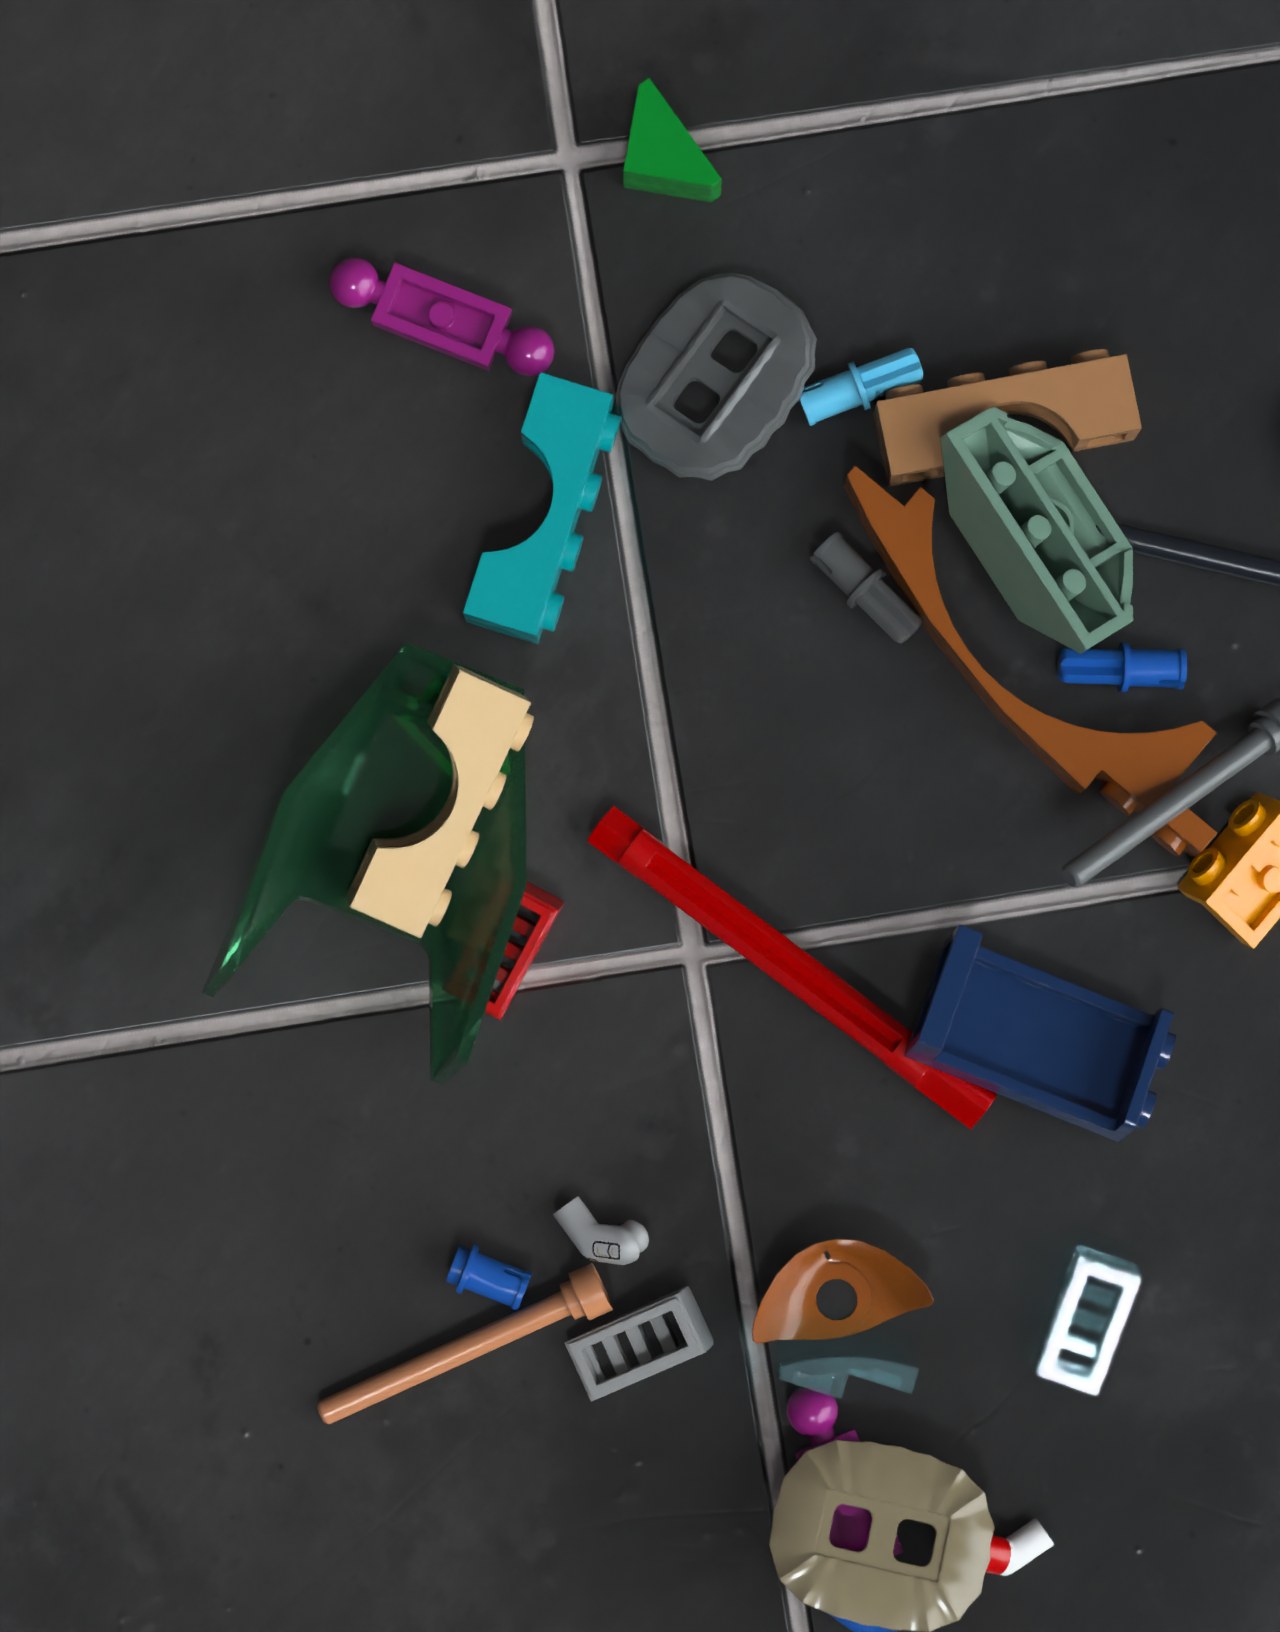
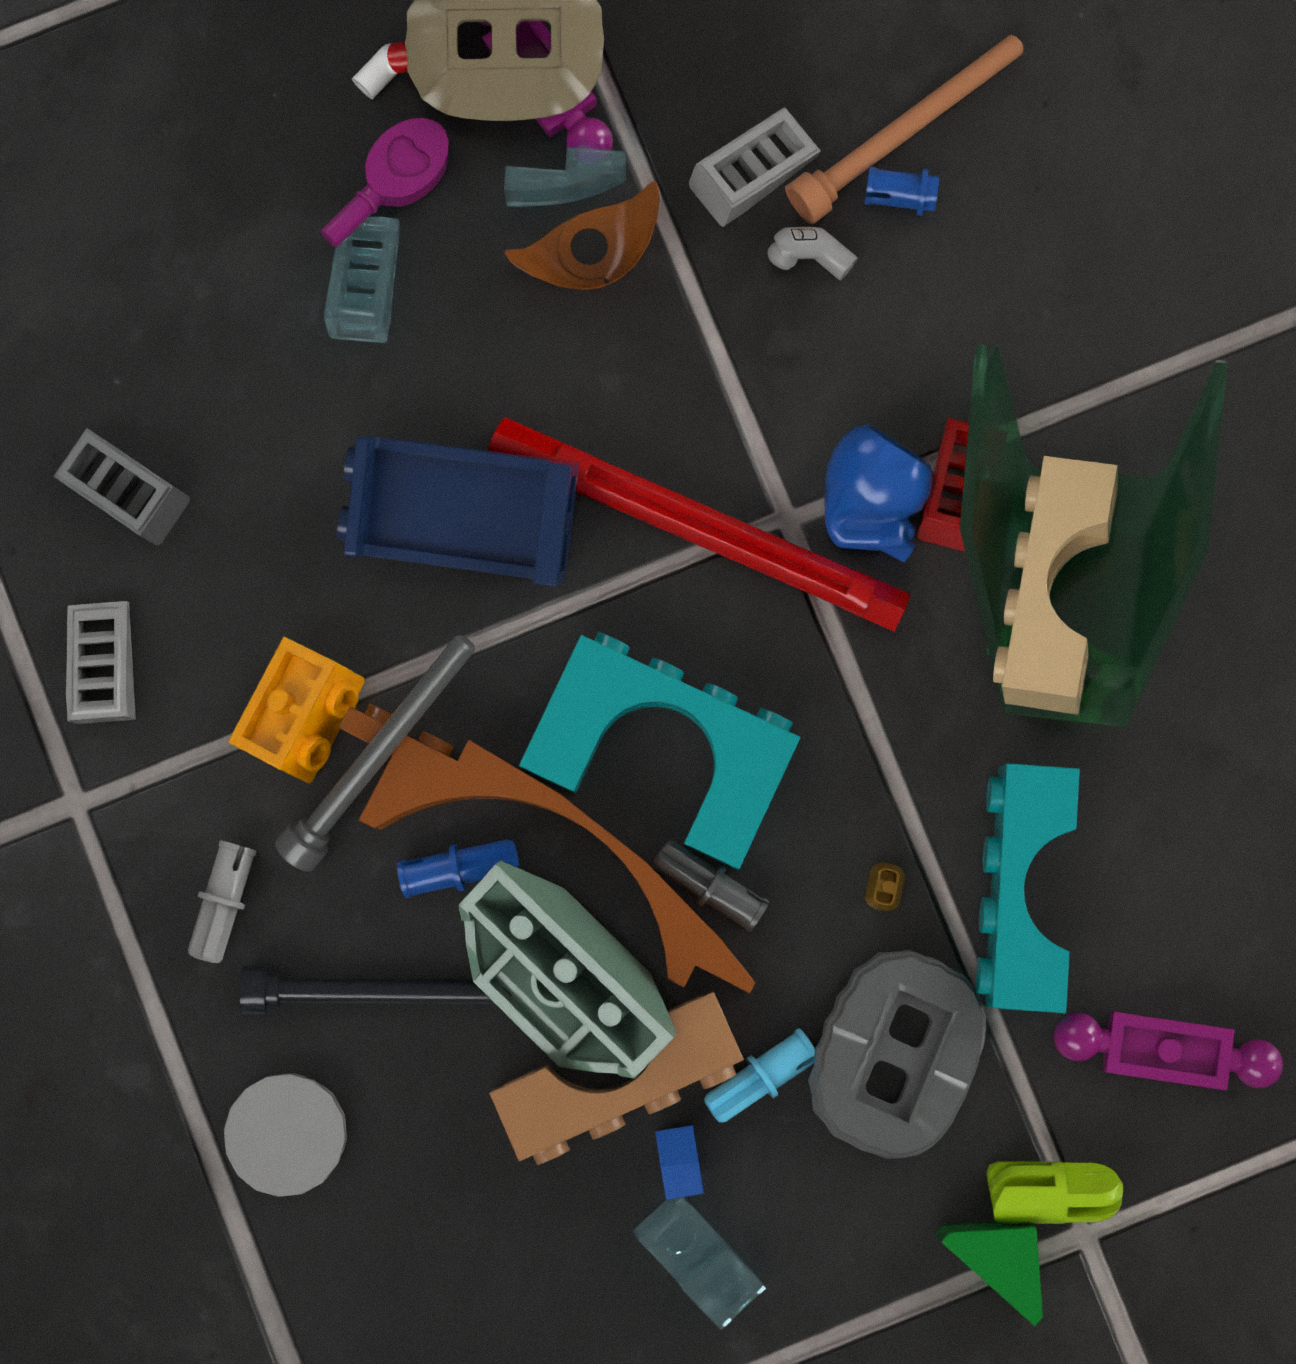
camera: 165 degrees right, 0 degrees up
(594, 204) = (1053, 1192): none -> lime arm
(598, 956) = (873, 492): none -> blue piece
(686, 548) = (885, 886): none -> pearl gold rock
(924, 817) = (607, 684): none -> teal arch
(962, 319) = (679, 1162): none -> blue piece
(963, 223) = (699, 1260): none -> clear light blue slope
(1027, 1424) = (398, 170): none -> magenta piece

